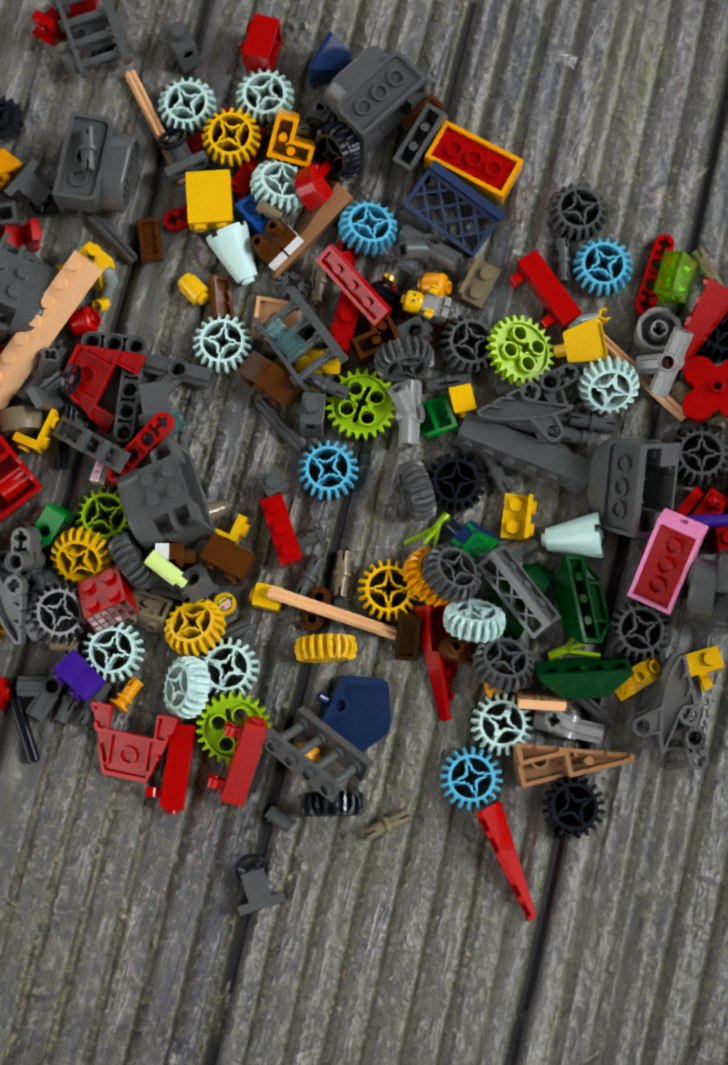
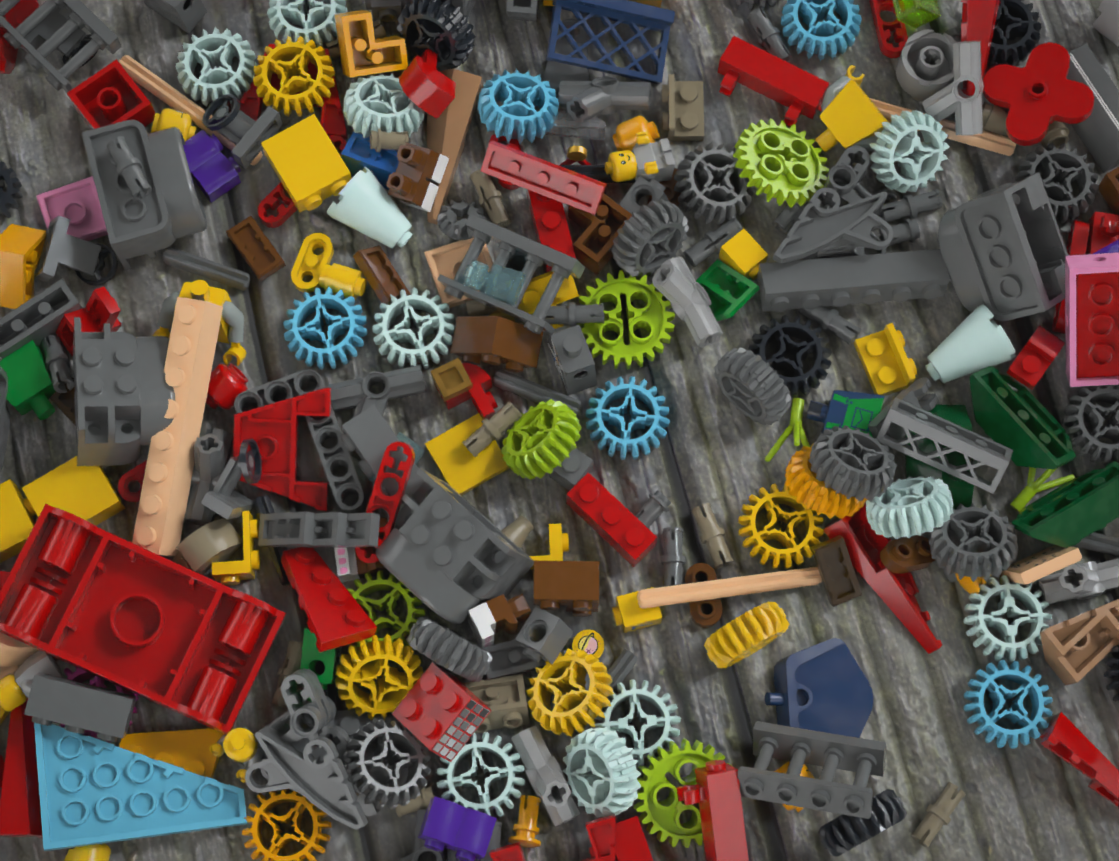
camera: 30 degrees left, 5 degrees down
(47, 154) = (79, 204): none -> bright pink tile
(71, 492) = (328, 605): none -> red wing
(107, 97) = (111, 98): none -> red brick
(141, 130) = (172, 118): none -> yellow head
(147, 170) = (209, 166): none -> dark purple brick
(153, 671) = (545, 776): none -> light grey piece
(158, 311) = (313, 330): none -> medium azure gear
(165, 569) = (500, 635): yellowish green cylinder -> none
(180, 267) = (310, 264): none -> yellow plate
(214, 443) = (458, 464): none -> yellow tile
(226, 389) = (451, 379): none -> pearl gold tile
(235, 394) = (482, 401): none -> red brick
(236, 434) = (492, 429): none -> dark tan pin
(262, 456) = (541, 439): none -> lime gear
(616, 564) = (1035, 357): none -> red brick

